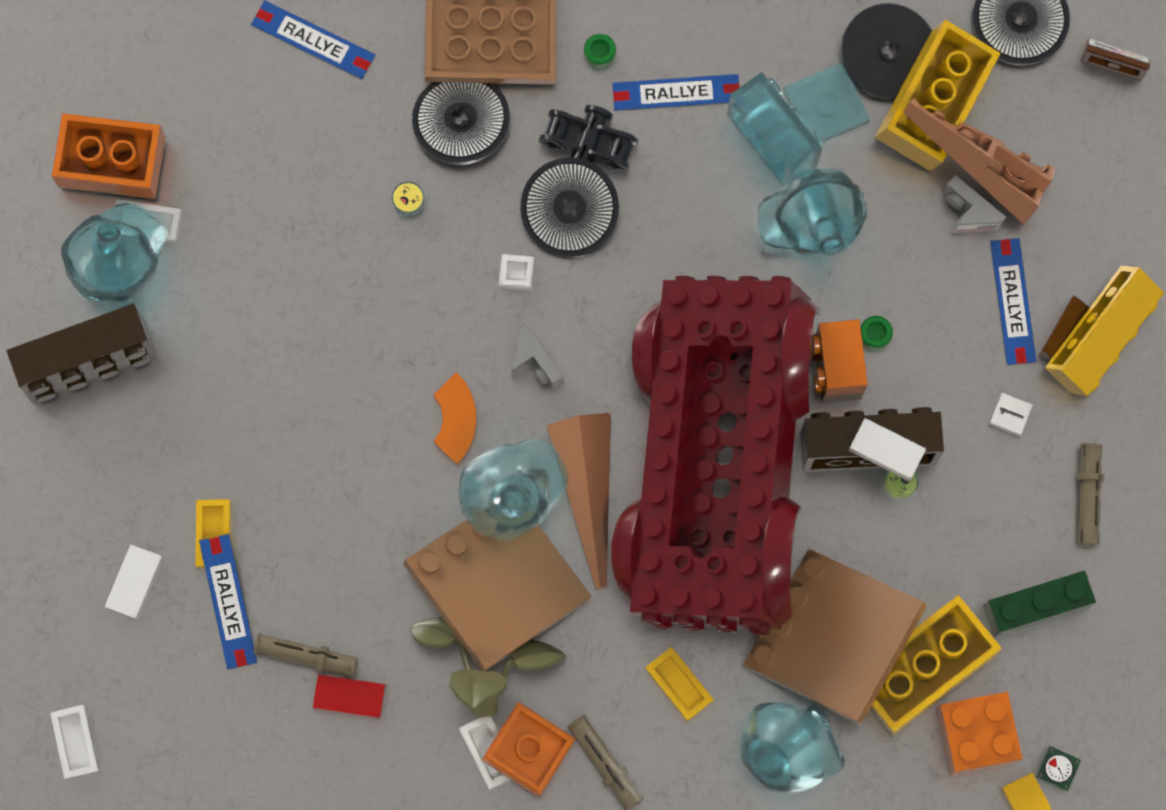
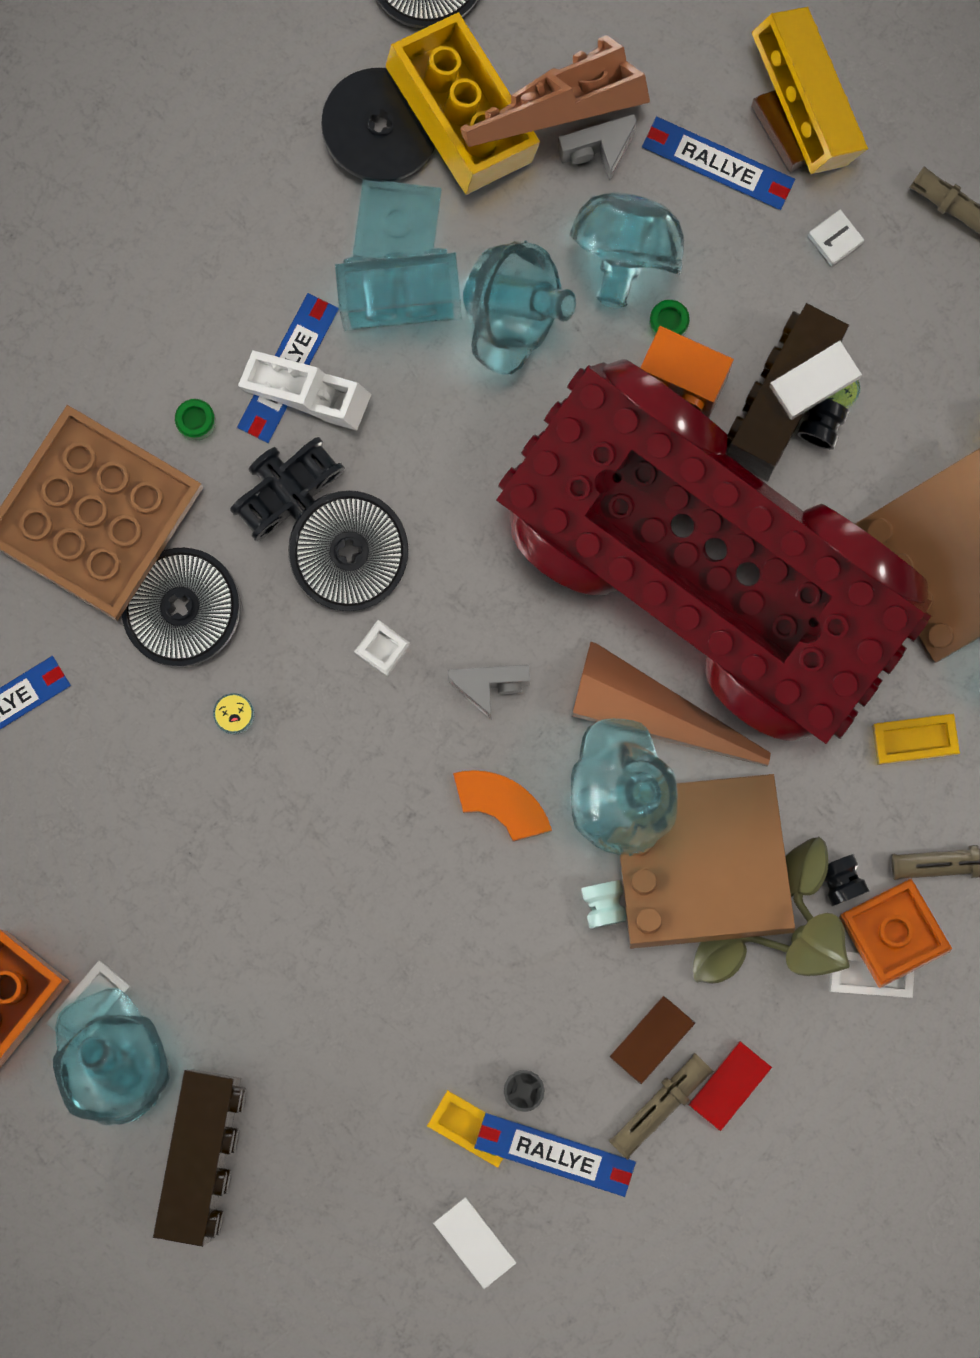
camera: 55 degrees left, 5 degrees up
(259, 546) = (522, 1095): none -> dark grey wheel
(349, 622) = (652, 1040): none -> reddish brown slope
(428, 529) = (605, 905): none -> light aqua wheel
(544, 689) = (844, 881): none -> black wheel
(666, 111) = (305, 389): none -> white slope
(868, 483) = (823, 424): none -> black wheel
(913, 263) = (628, 236): none -> clear light blue piece

